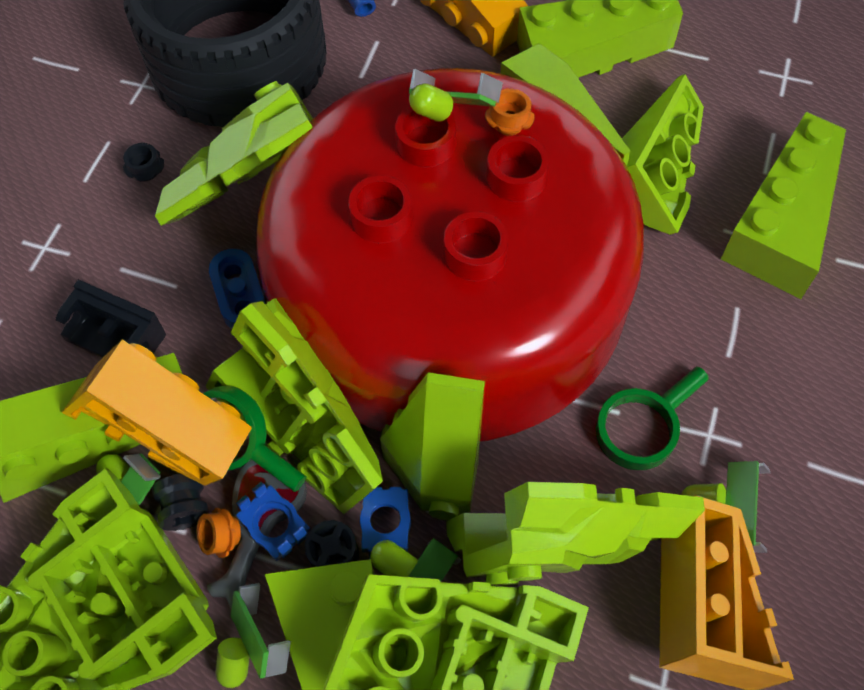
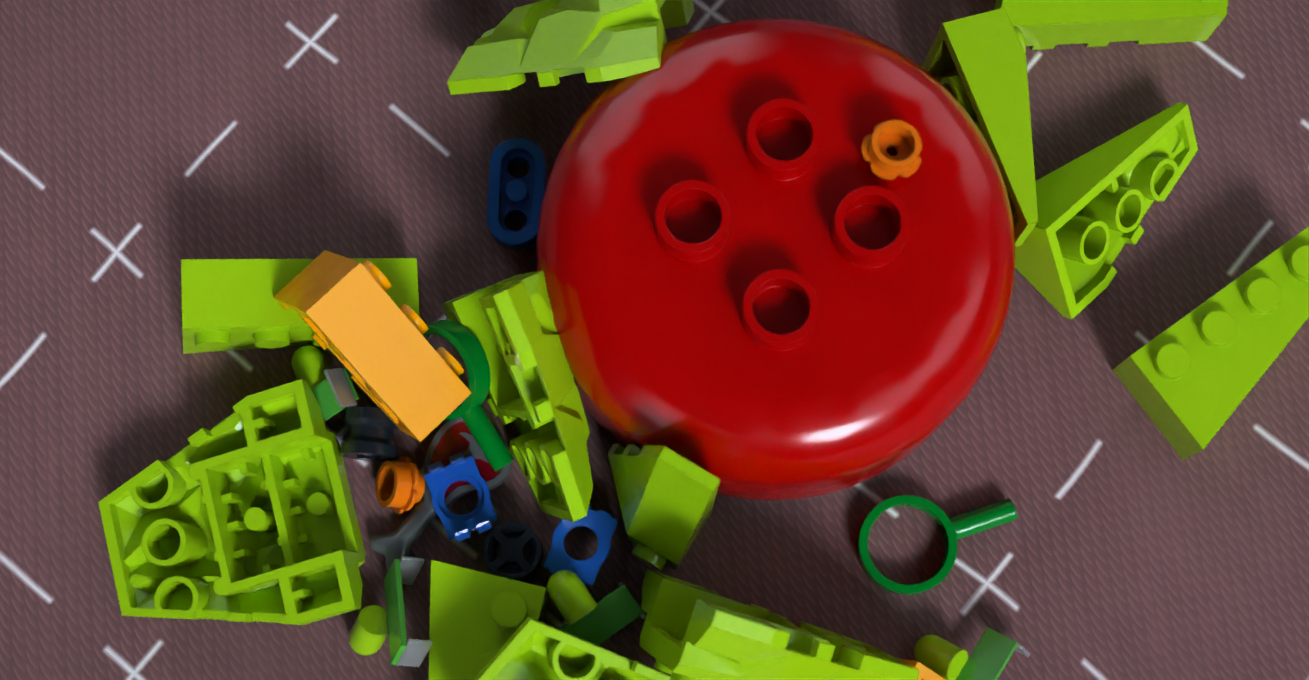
camera: 20 degrees right, 15 degrees up
(105, 319) = (355, 187): black hinge -> none
(438, 104) = (807, 114): piece -> none

